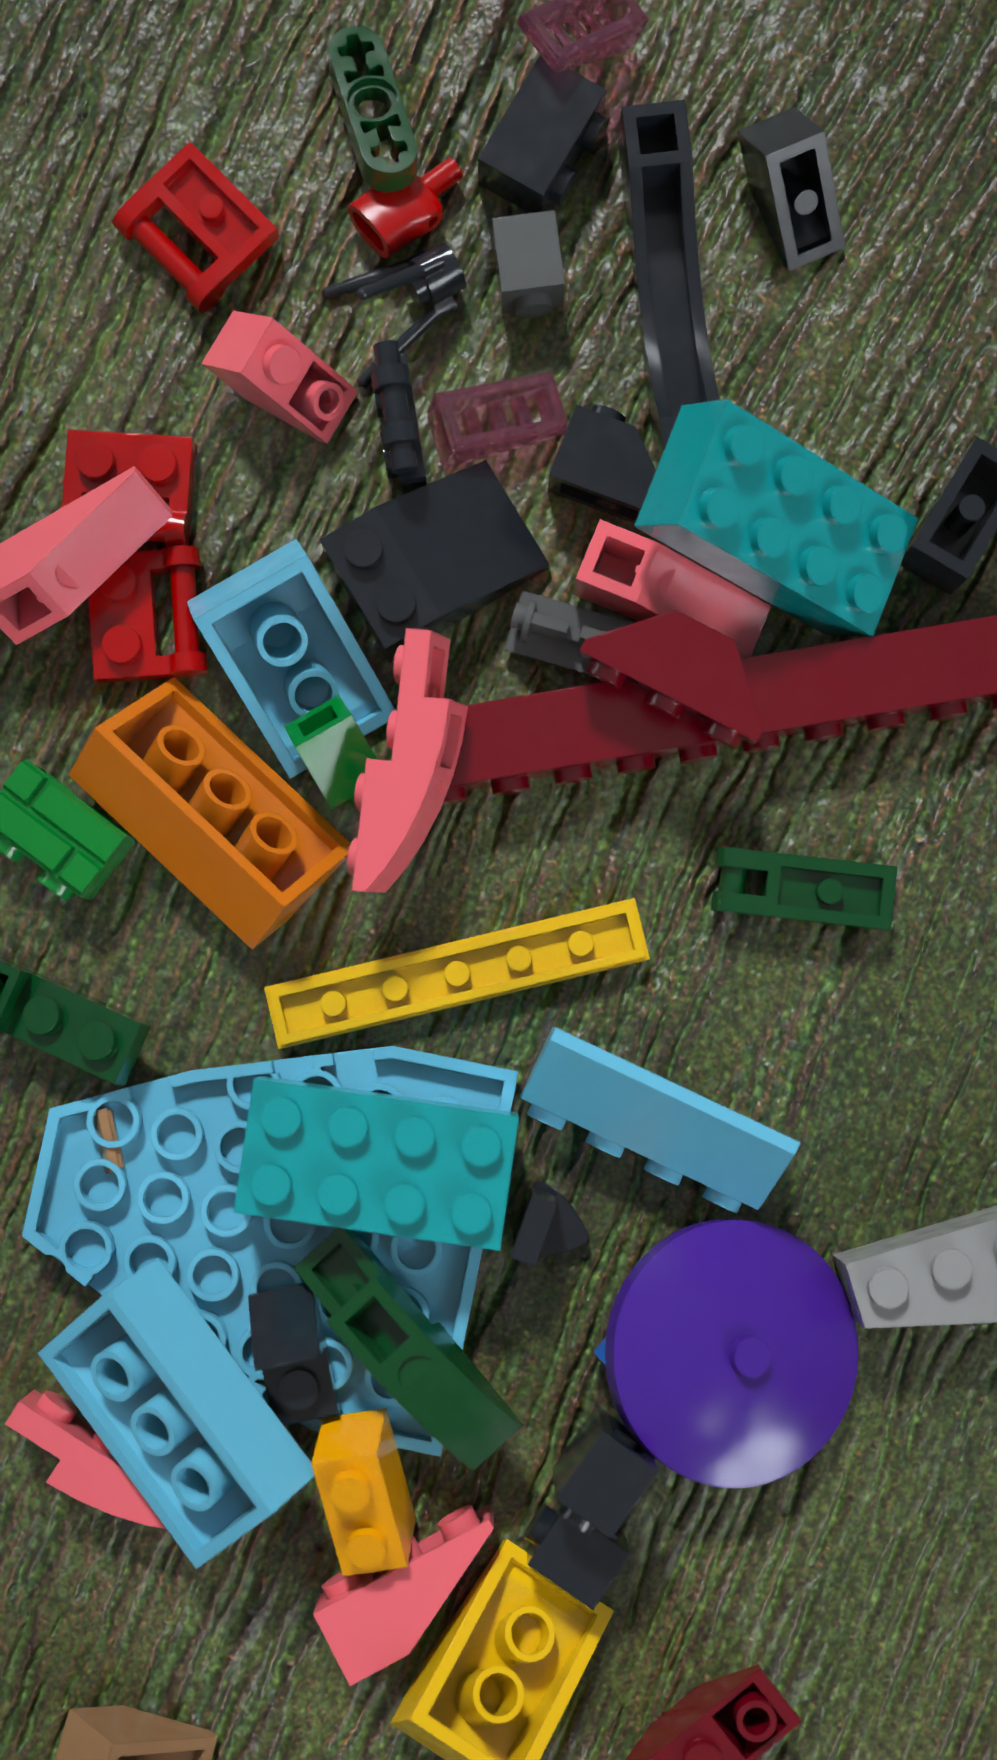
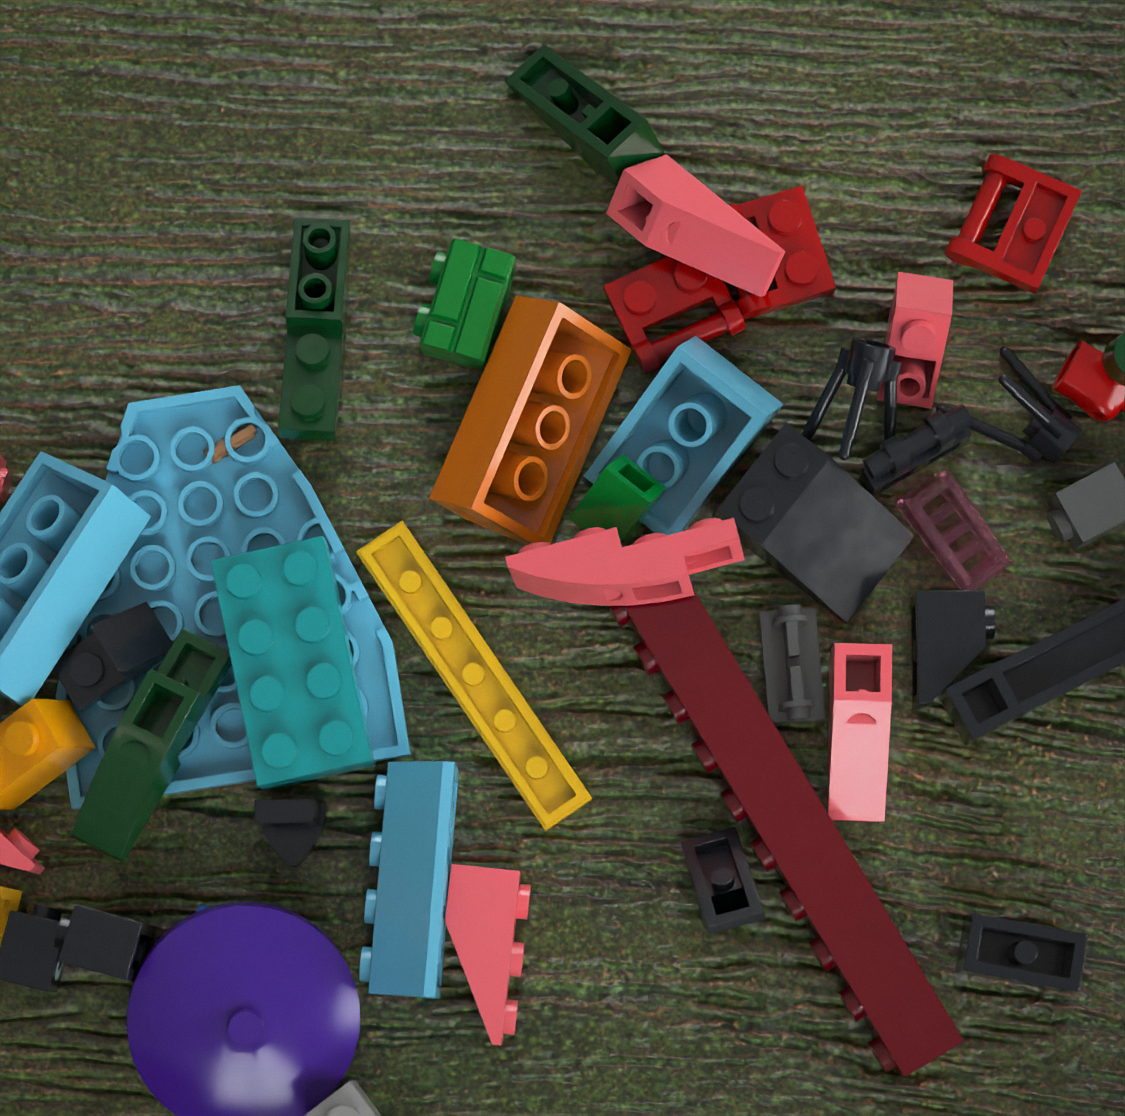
camera: 70 degrees right, 5 degrees down
(292, 430) = (868, 366): none -> black plant
(682, 669) = (791, 758): dark red slope -> none
(733, 1064) = (482, 928): none -> coral slope
(776, 519) = (947, 791): teal brick -> none
(777, 794) = (722, 880): none -> black slope
(807, 889) = (654, 940): dark green plate -> none

